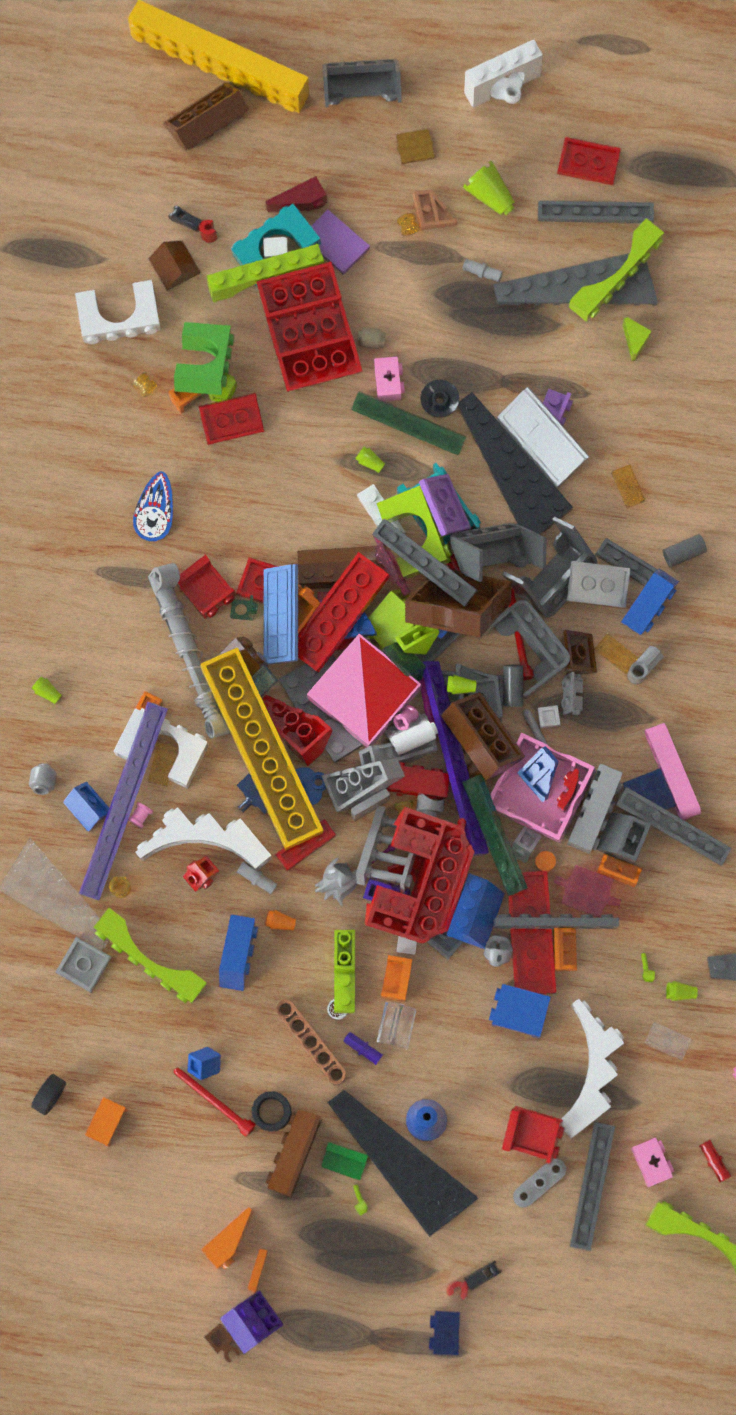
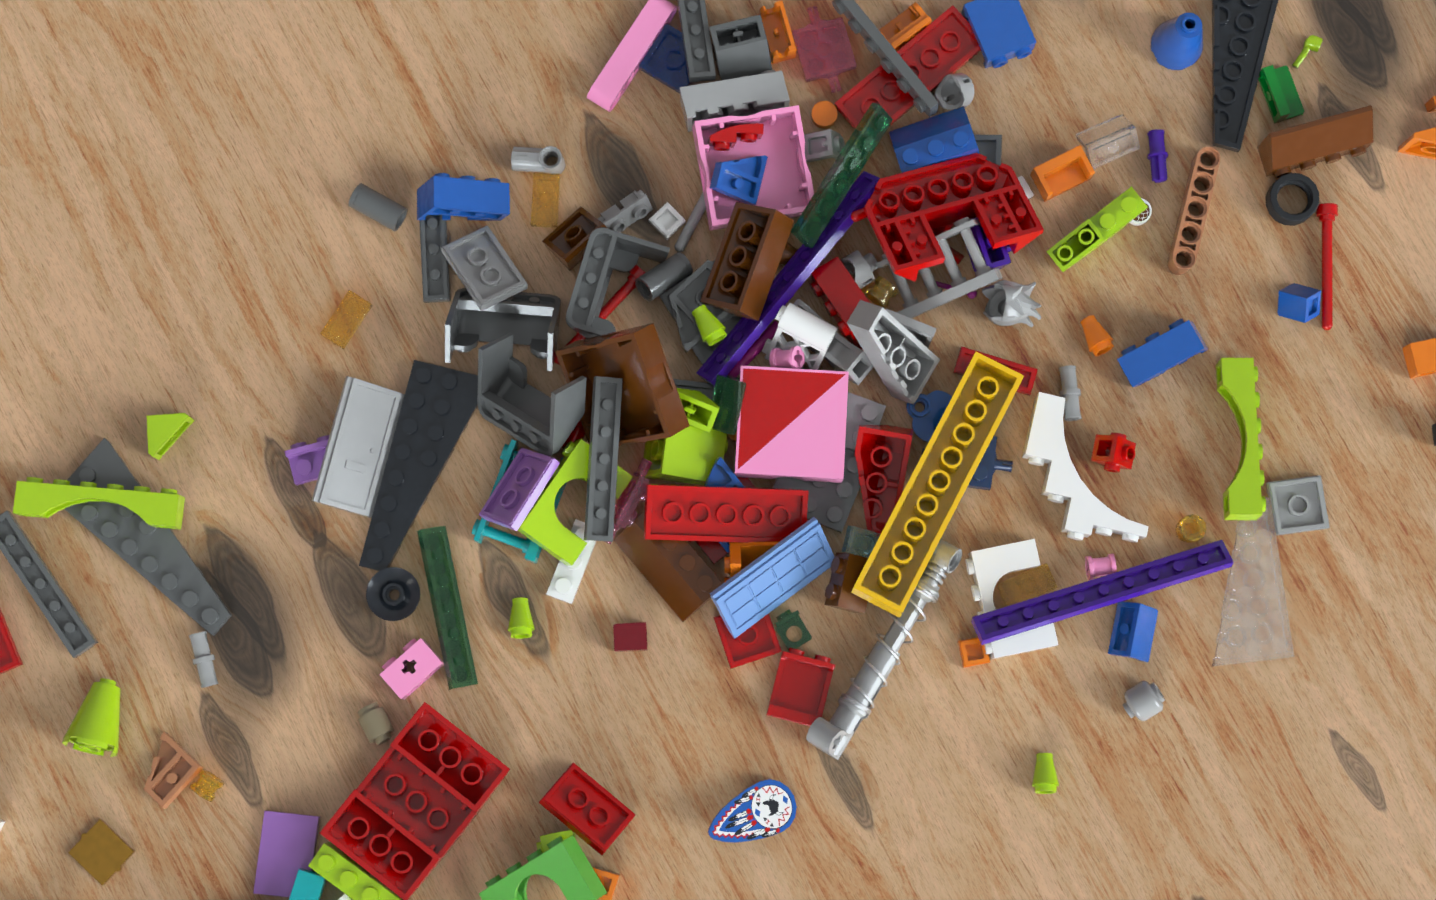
camera: 130 degrees left, 5 degrees up
(310, 512) = (630, 637): none -> dark red panel

